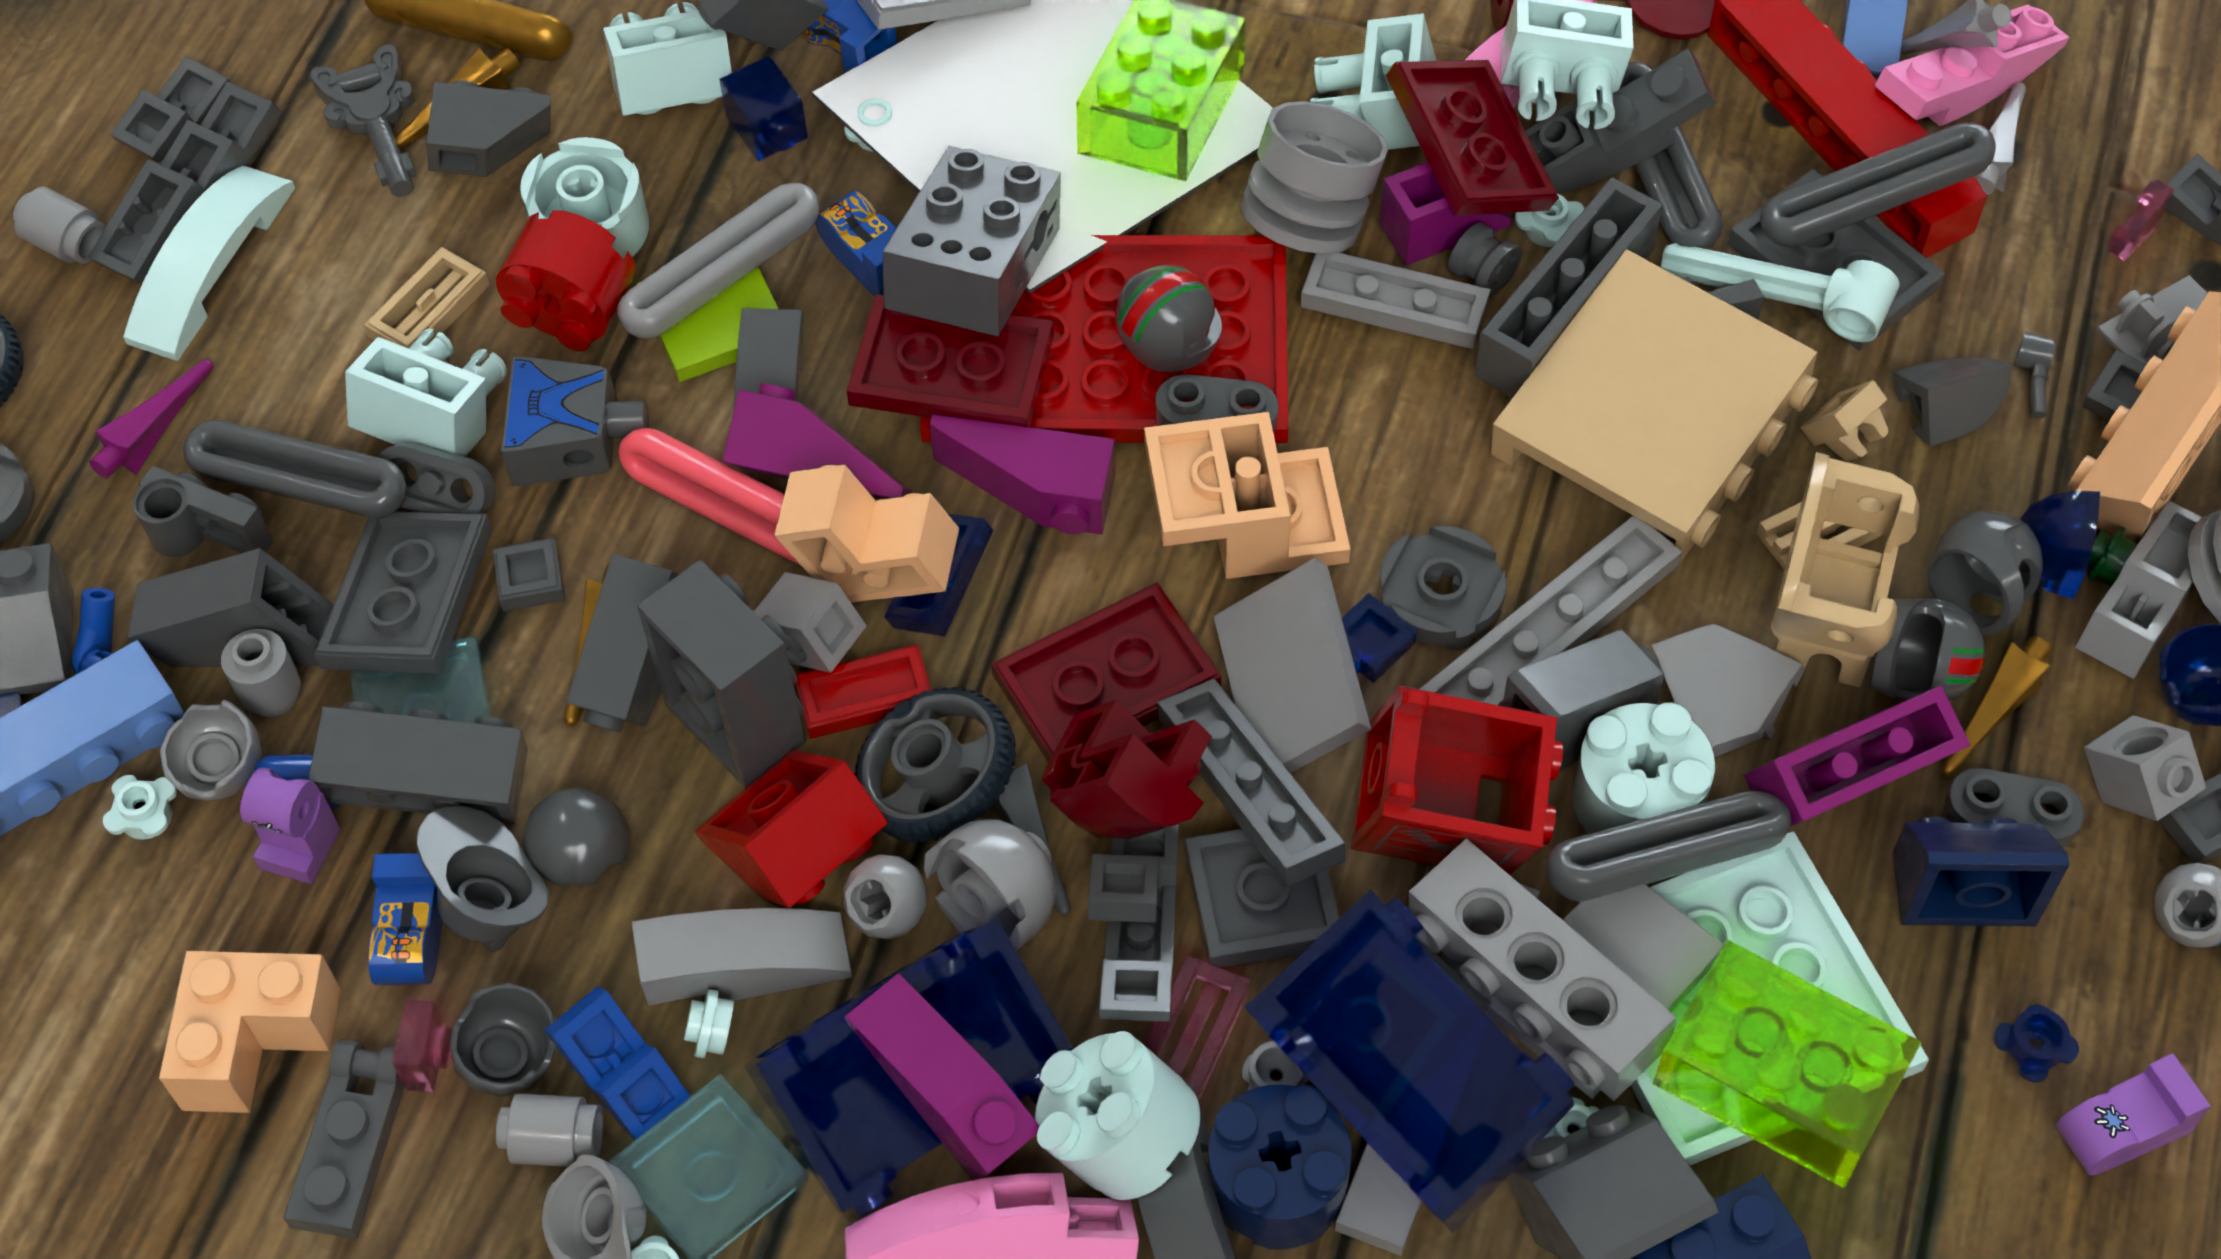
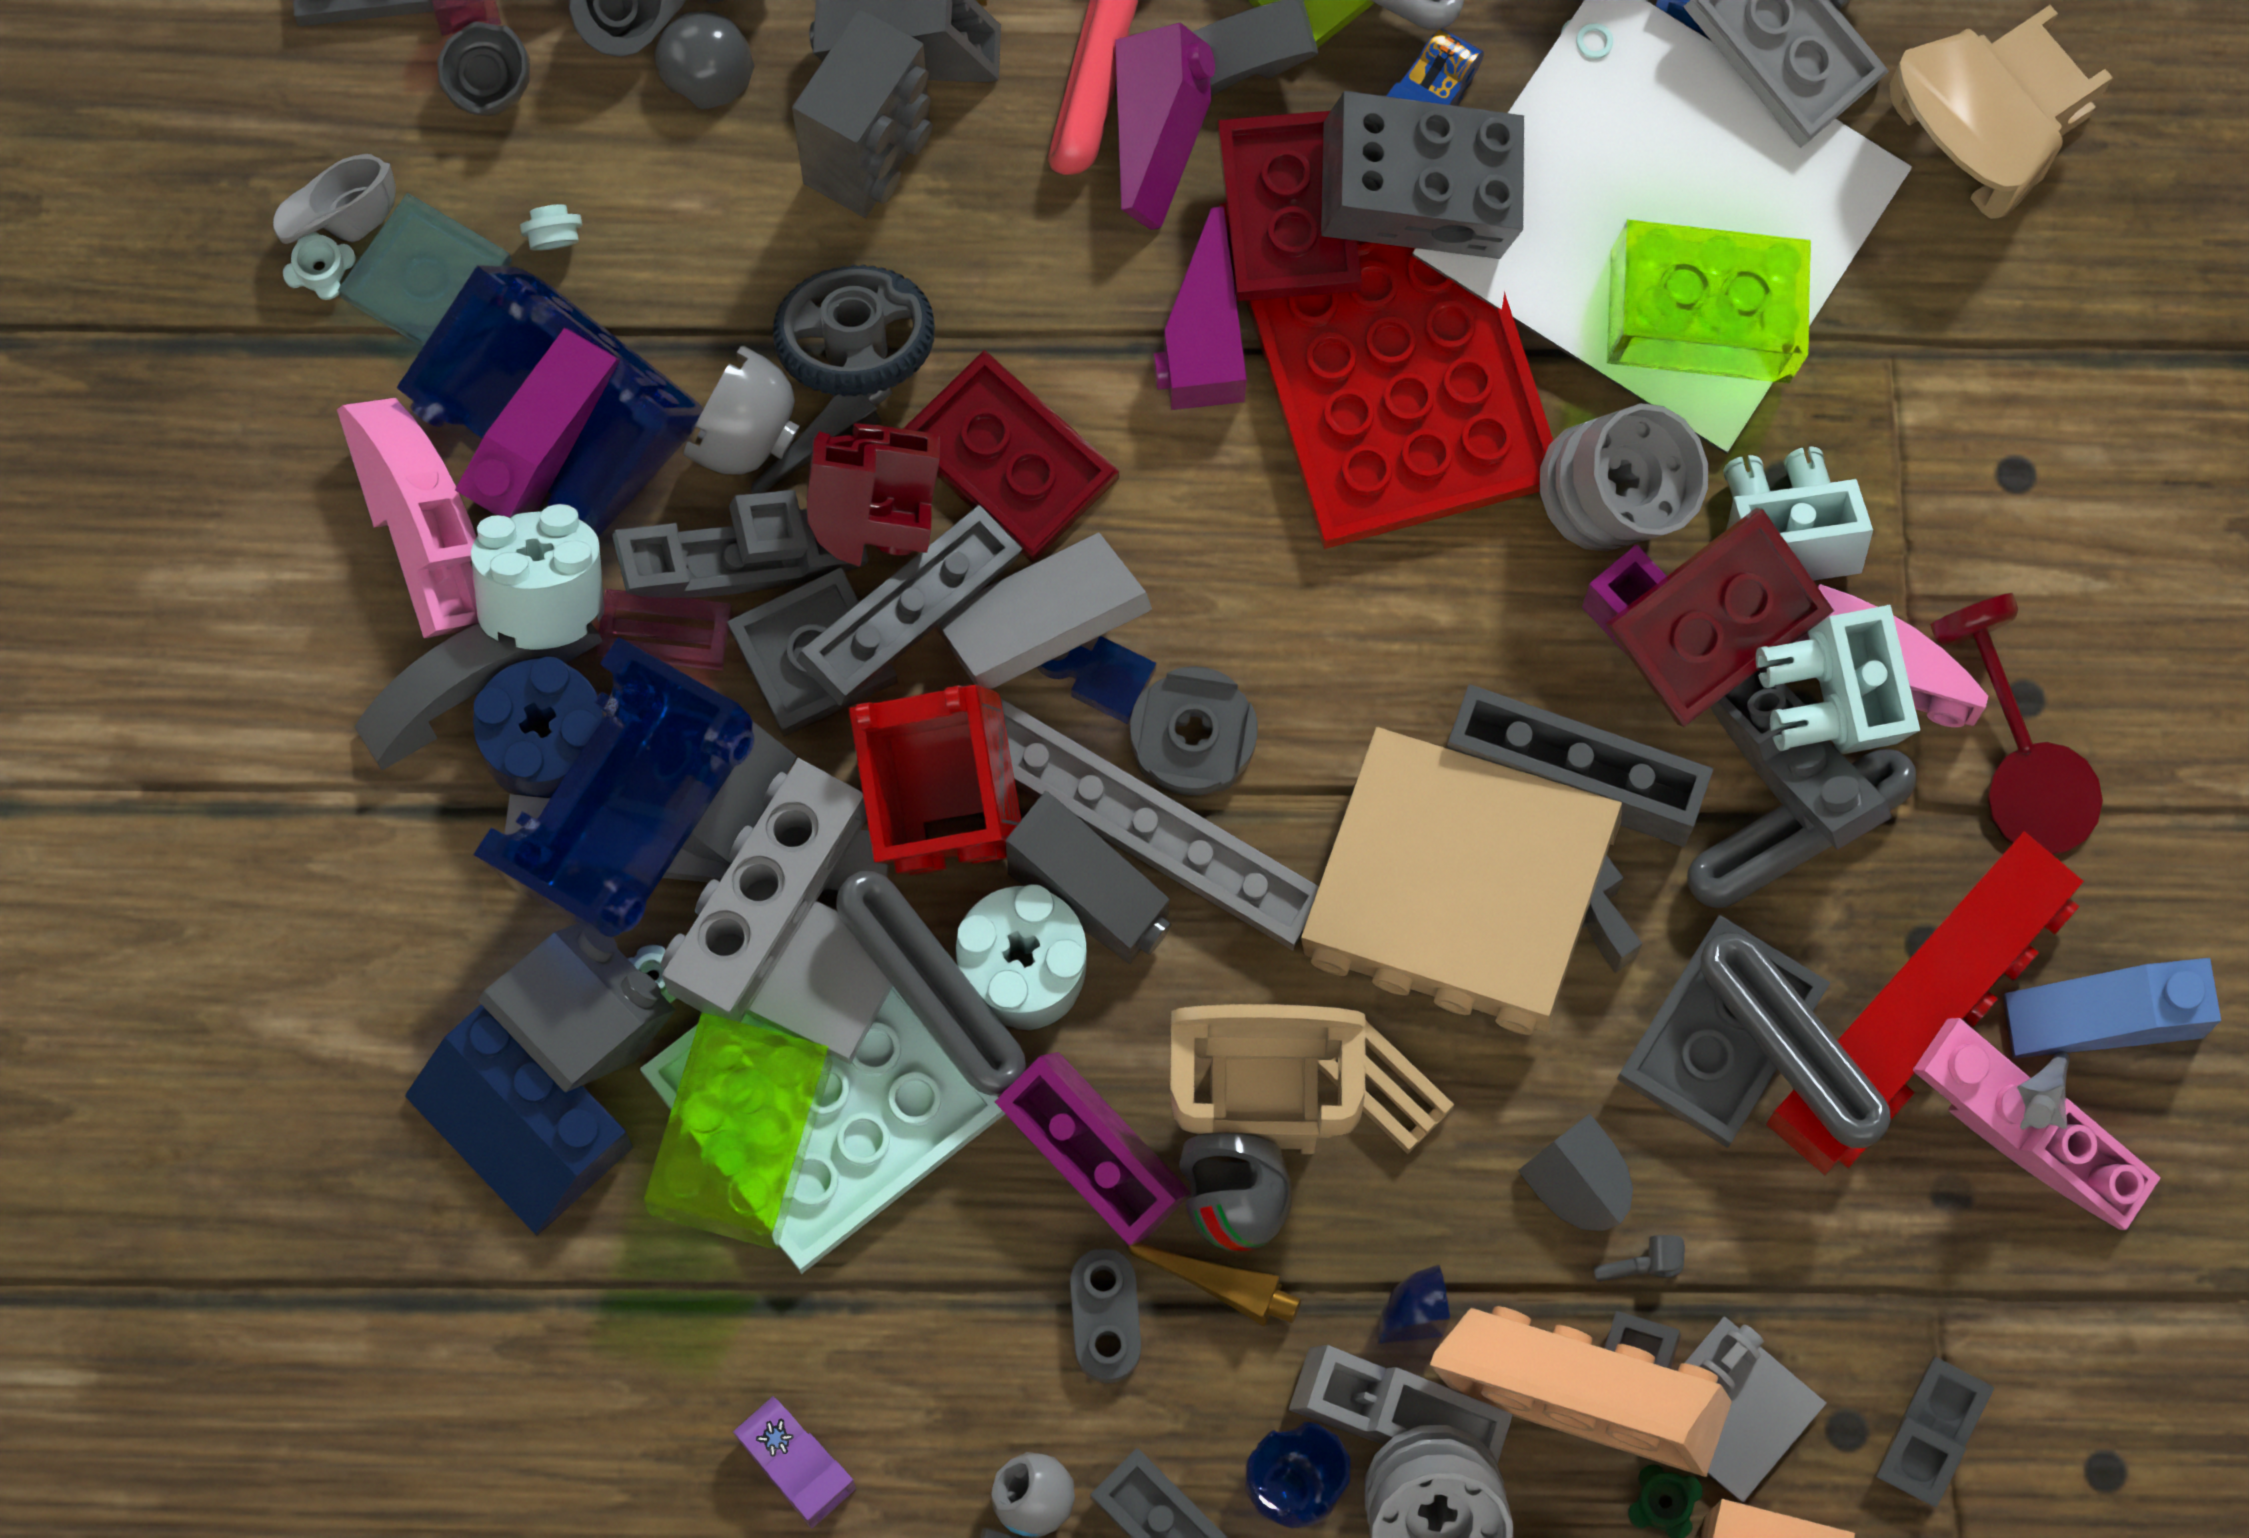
camera: 70 degrees right, 15 degrees up
(549, 1129) = (418, 136): light grey brick -> none
(617, 1063) = (492, 166): blue slope -> none
(739, 952) = (623, 229): light grey slope -> none
(794, 827) = (758, 230): red slope -> none
(814, 618) = (967, 173): light grey brick -> none
(860, 690) = (928, 249): red tile -> none
(864, 542) = (1063, 188): light nougat brick -> none
(885, 896) = (709, 330): light grey piece -> none
(935, 611) = (1065, 273): clear blue plate -> none
(1166, 319) = (1399, 383): dark grey helmet -> none
(1212, 399) = (1317, 463): dark grey plate -> none
(1234, 487) = (1218, 517): light nougat bracket -> none
(1396, 298) = (1528, 605): light grey plate -> none
(1484, 258) = (1601, 679): dark grey wheel -> none
(1548, 229) = (1695, 748): light aqua plate -> none
(1727, 683) = (1134, 1013): light grey slope -> none
(1843, 416) = (1516, 1072): tan tile -> none
(1851, 299) = (1645, 1039): light aqua axle -> none
(1976, 872) = (1011, 1277): dark blue slope -> none
(1988, 557) = (1366, 1226): dark grey helmet -> none
(2004, 134) = (1927, 1174): light grey piece -> none
(2045, 1026) = (856, 1351): clear blue plate -> none
(2110, 555) = (1418, 1358): dark green plate -> none
(2144, 222) = (1889, 1345): clear pink tile -> none
(2145, 767) = (1166, 1421): light grey brick -> none

